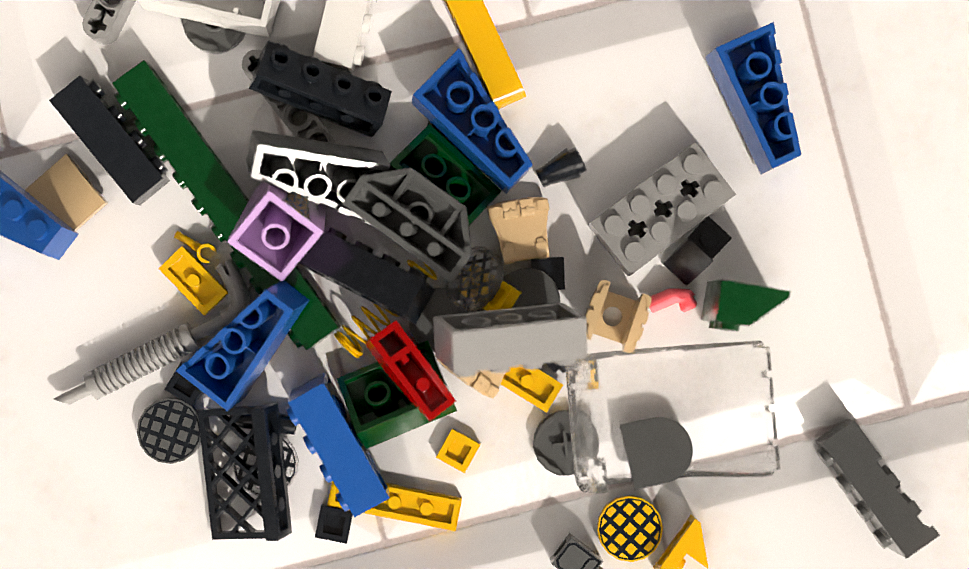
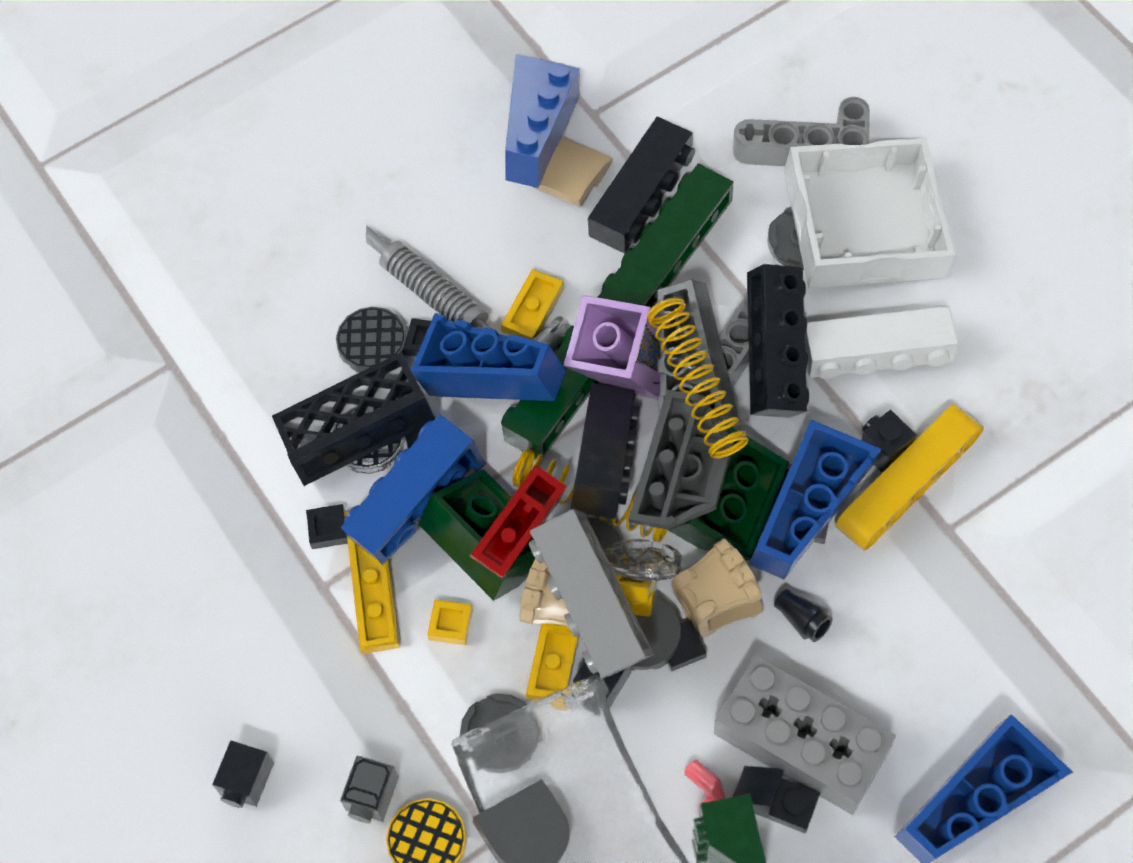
camera: 75 degrees right, 25 degrees down
(194, 245) = (568, 298): yellow hand -> none
(421, 177) = (739, 435): none -> yellow piece
(440, 36) = (890, 435): none -> black brick
(633, 313) = (666, 703): tan piece -> none

